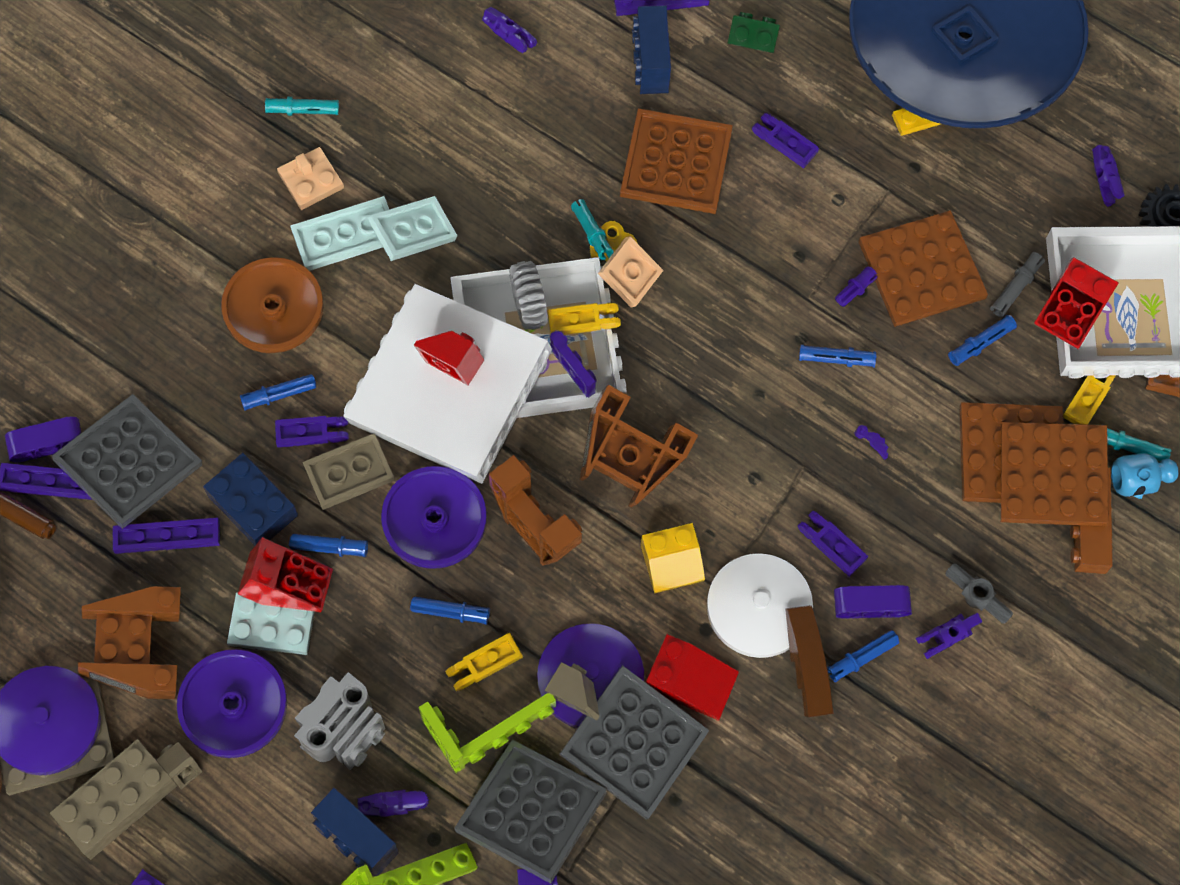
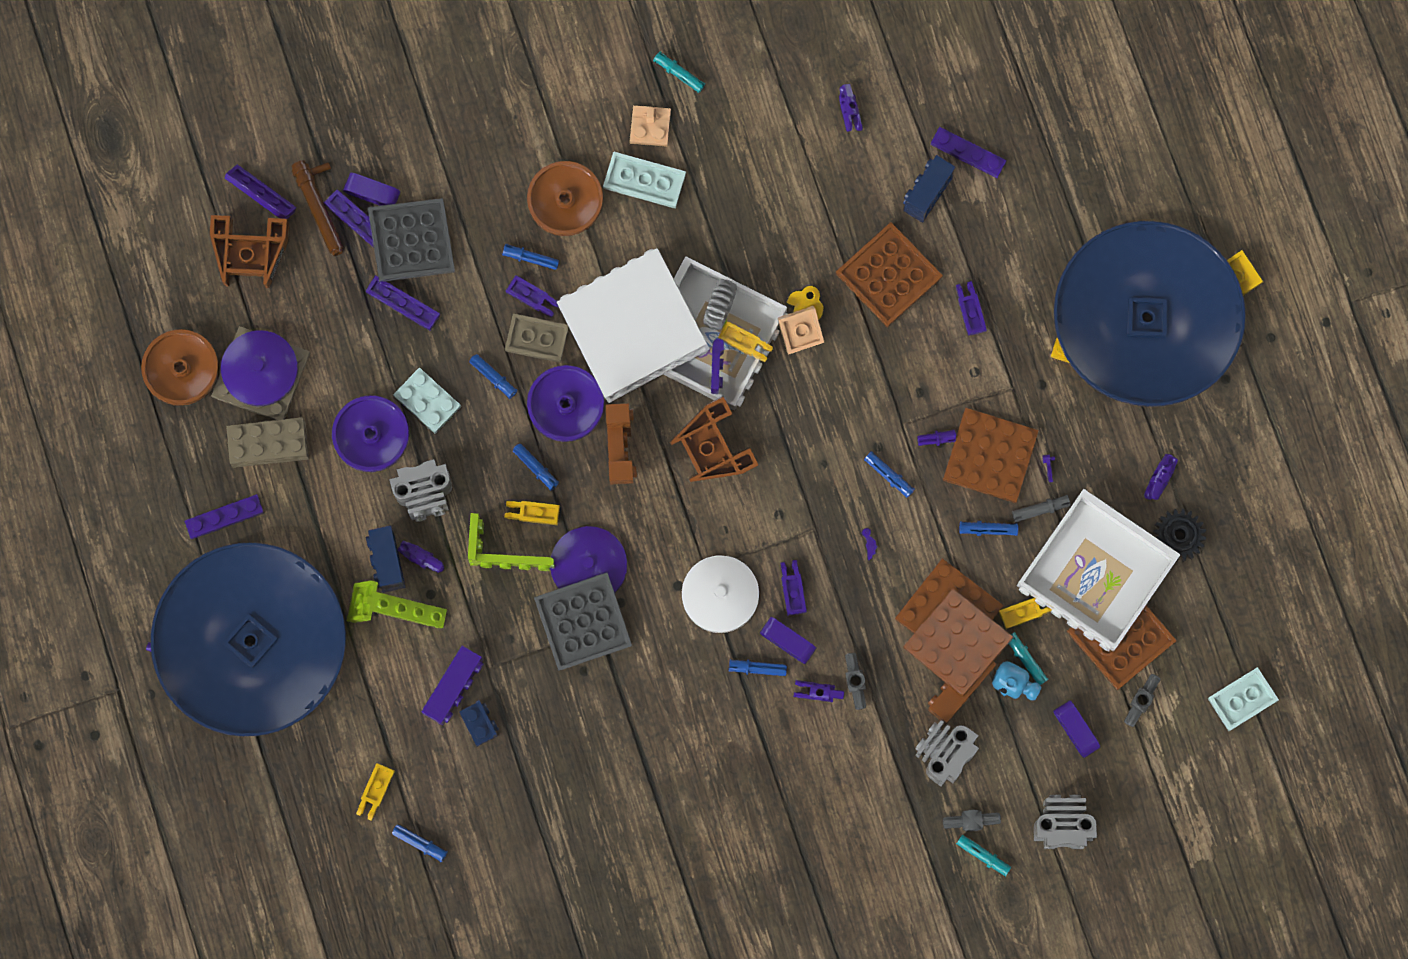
camera: 40 degrees right, 10 degrees up
(125, 641) = (334, 354): dark orange wedge -> none
(179, 764) = (316, 448): dark tan slope -> none
(250, 500) = (465, 316): dark blue brick -> none
(284, 578) = (452, 379): red slope -> none
(412, 228) = (687, 206): light aqua plate -> none
(452, 354) = (642, 315): red slope -> none
(531, 811) = (494, 617): dark grey plate -> none
(574, 689) = (568, 567): dark tan slope -> none
(595, 235) = (796, 291): teal pin -> none
(673, 558) = (689, 529): yellow slope -> none
(692, 677) = (645, 608): red slope -> none
(754, 33) = (1009, 219): dark green bracket -> none
(809, 661) = (721, 647): reddish brown slope -> none
(994, 243) = (1046, 459): none -> dark purple piece
(1075, 302) = (1055, 547): red slope -> none
(1138, 597) = (947, 751): none -> light grey piece

